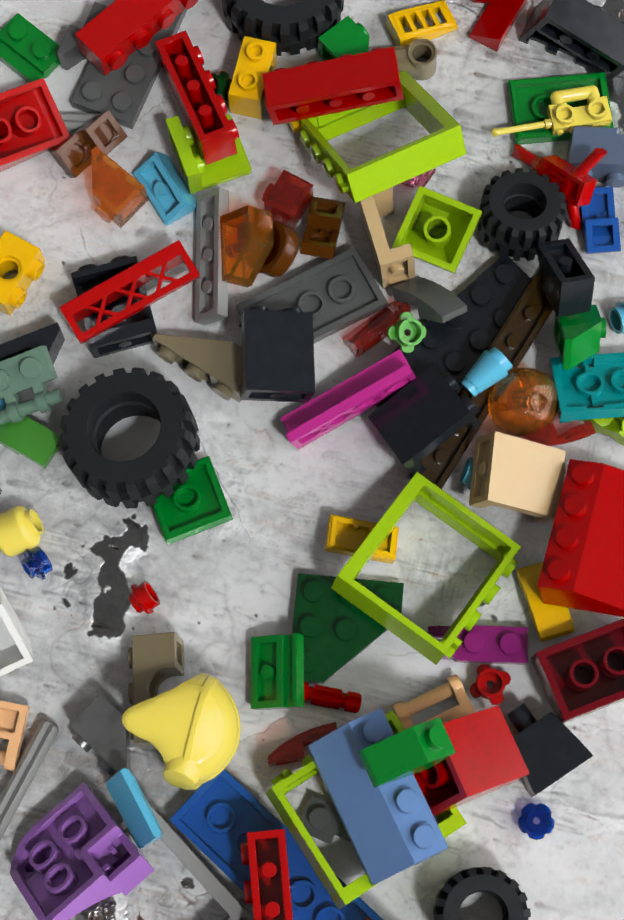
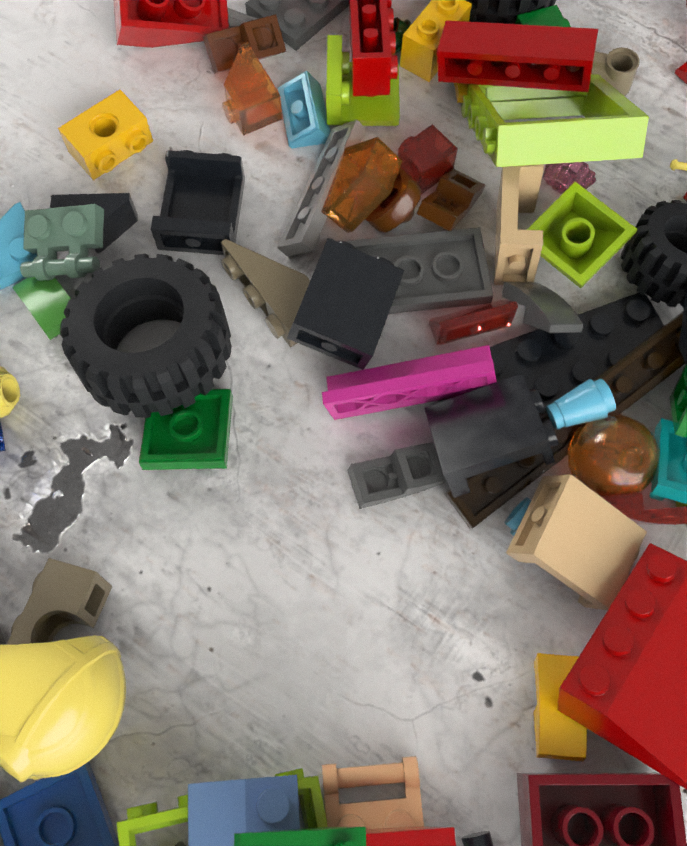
camera: 20 degrees right, 5 degrees down
(125, 285) = (216, 180): red fence -> none
(143, 598) = (89, 519): red plate -> none
(277, 671) = (200, 668): green plate -> none
(293, 751) = (177, 775): clear red slope -> none
(332, 698) = (248, 721): red axle -> none
(335, 627) = (298, 635): dark green plate -> none
(347, 534) = (364, 546): yellow plate -> none
(364, 476) = (396, 476): none -> dark grey slope
(407, 17) = (616, 34): yellow slope -> none
(416, 332) = (515, 332): bright green plate -> none
(464, 522) = (492, 570): lime window -> none
(489, 644) = (464, 731): magenta hinge -> none
(499, 680) = (456, 801): red plate -> none

